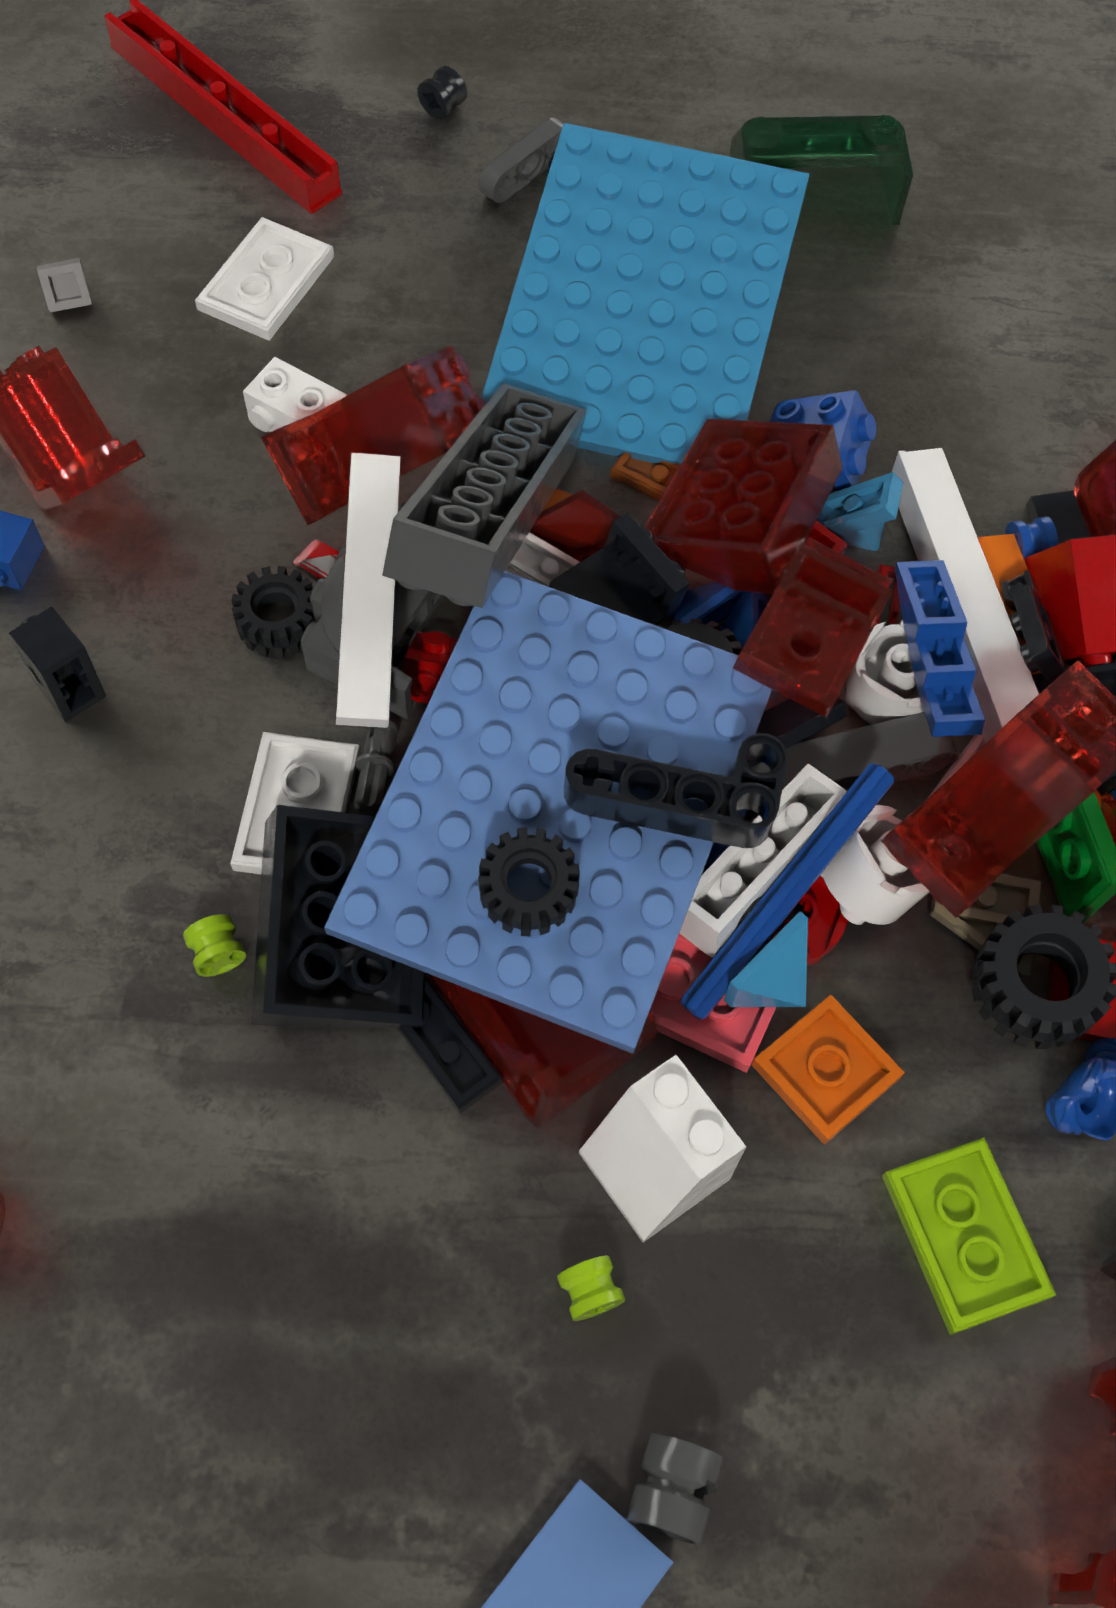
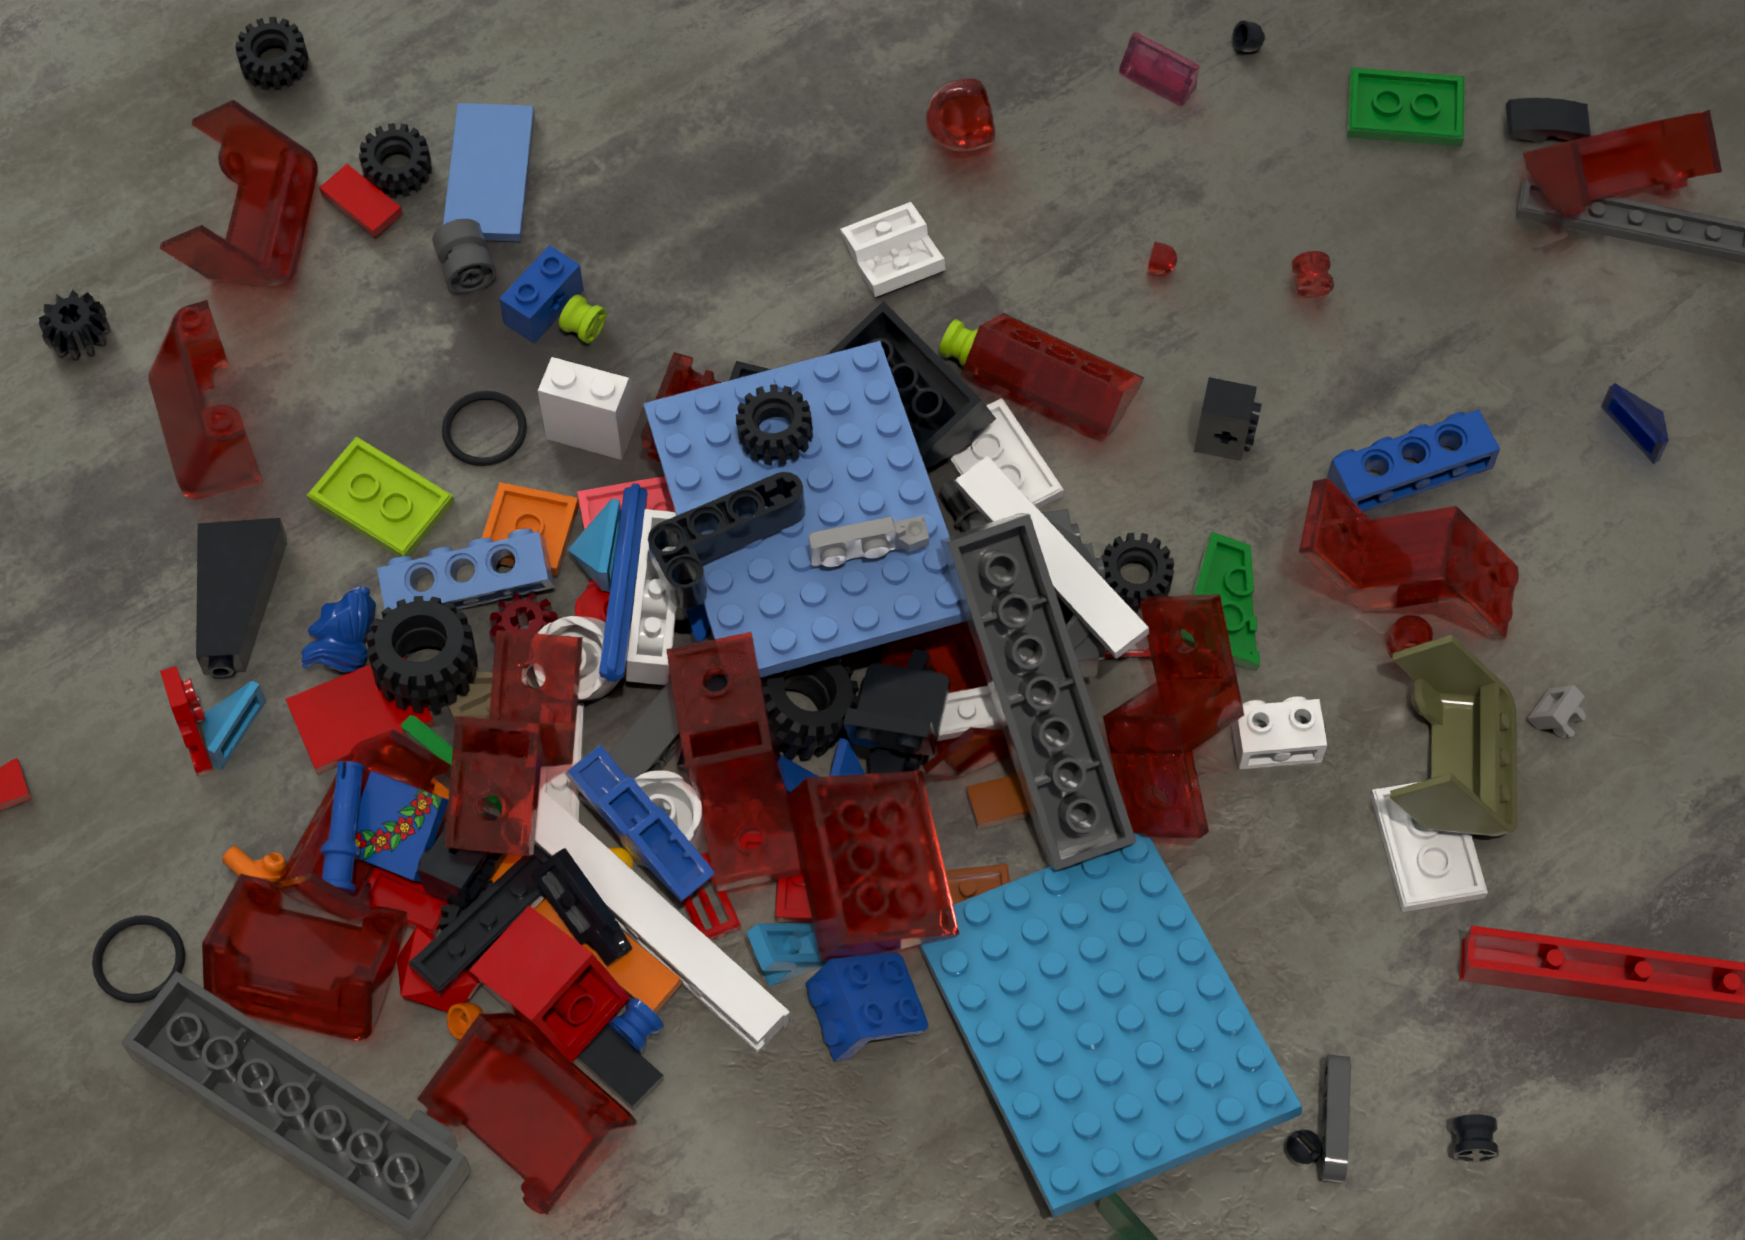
camera: 145 degrees right, 0 degrees up
(114, 394) = (1408, 630): none -> clear red wheel
(155, 845) = (1052, 374): none -> clear red slope
(175, 1124) = (893, 249): none -> white slope
(183, 287) = (1470, 745): none -> olive windscreen
(233, 537) = (1229, 572): none -> green wing
(546, 679) = (866, 539): none -> light grey hinge
(618, 1356) = (541, 294): none -> blue brick
(768, 1287) = (522, 427): none -> black tyre
(924, 962) = (522, 613): none -> dark red gear
(942, 1041) = (529, 574): none -> medium blue brick

